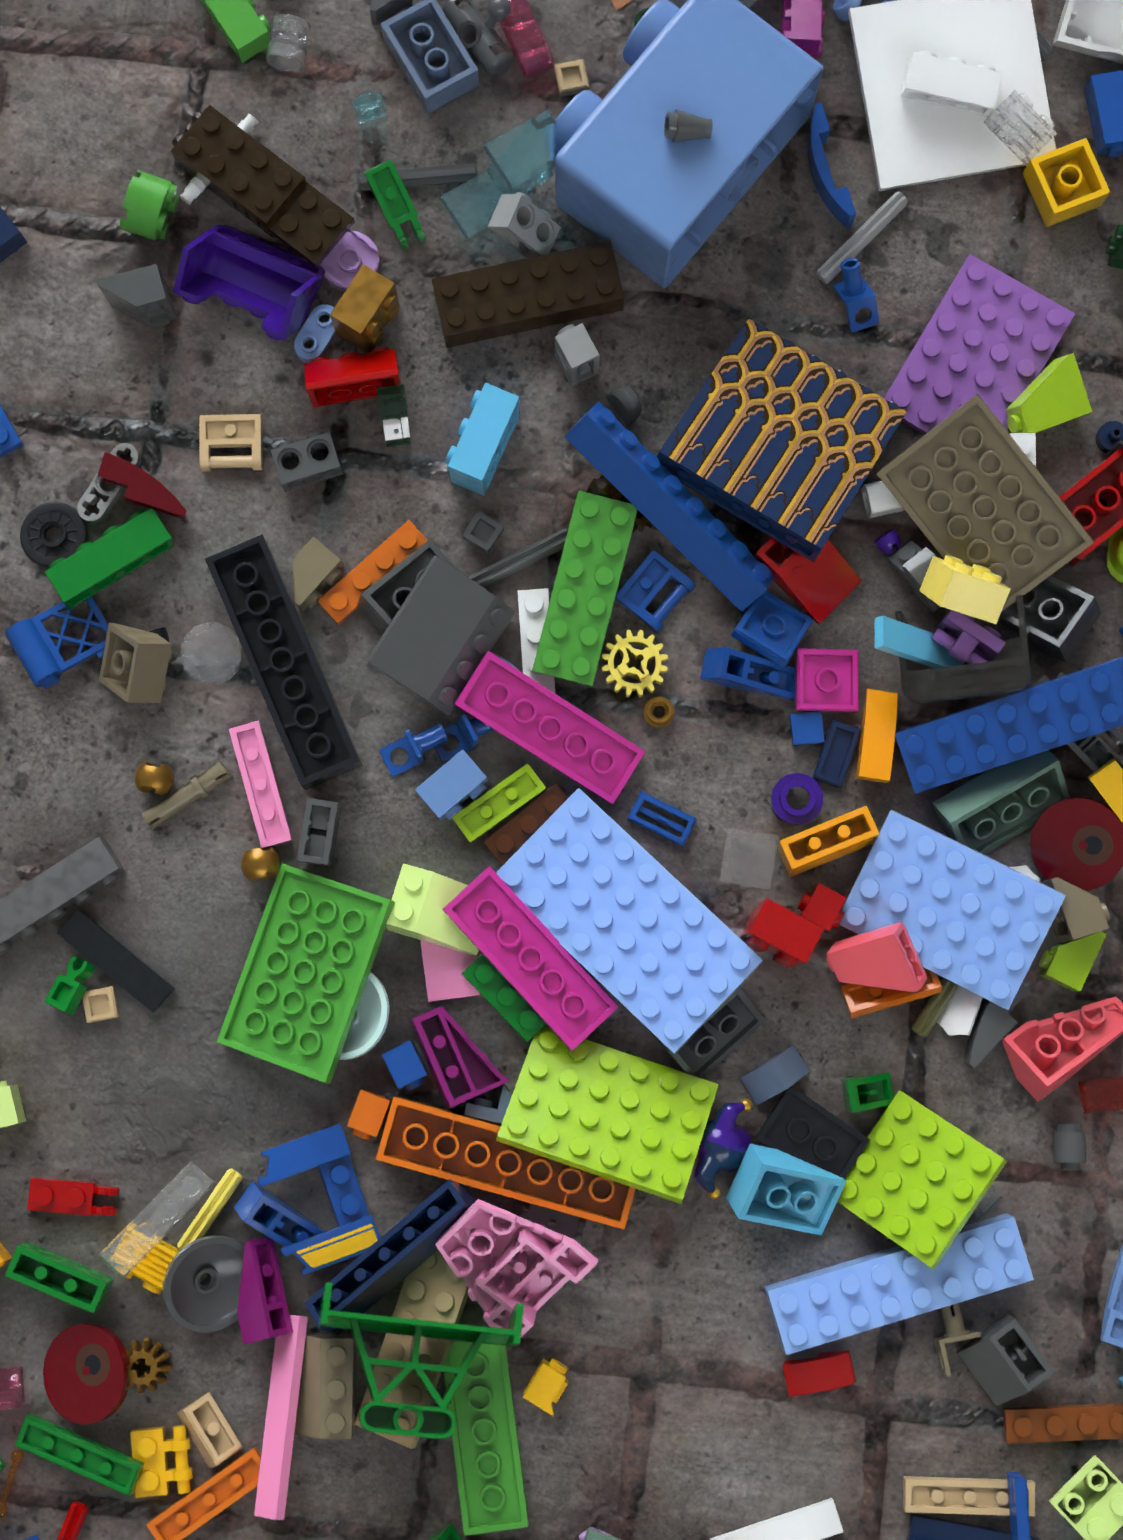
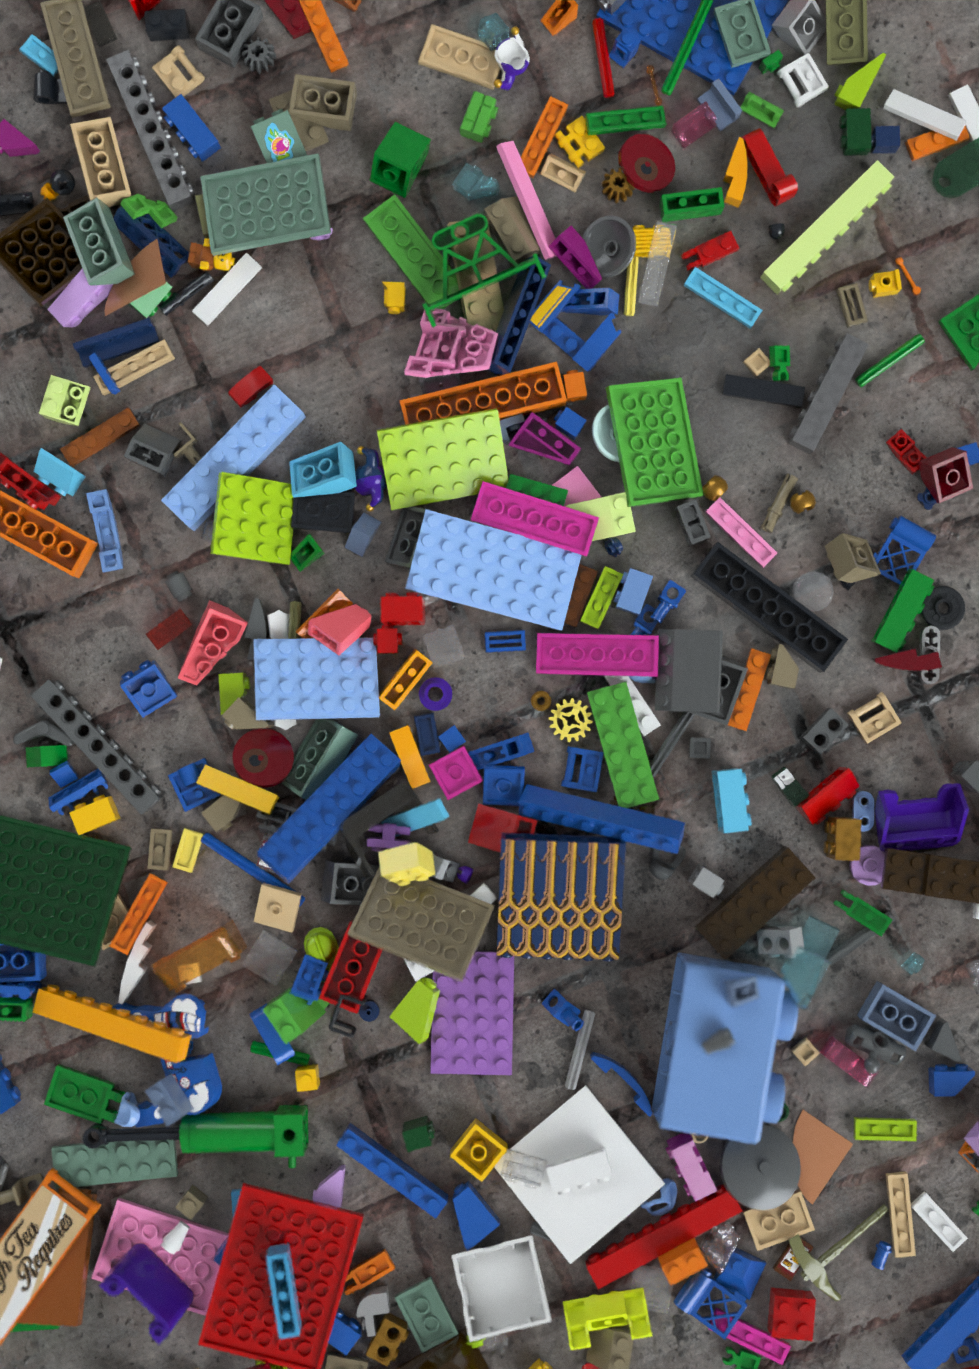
camera: 150 degrees right, 5 degrees up
(94, 1121) = (722, 297): none -> medium azure plate
(344, 1485) = (474, 184): none -> clear light blue slope
(443, 862) = (613, 546): none -> dark blue plate
(621, 173) = (741, 990): none -> sand blue slope

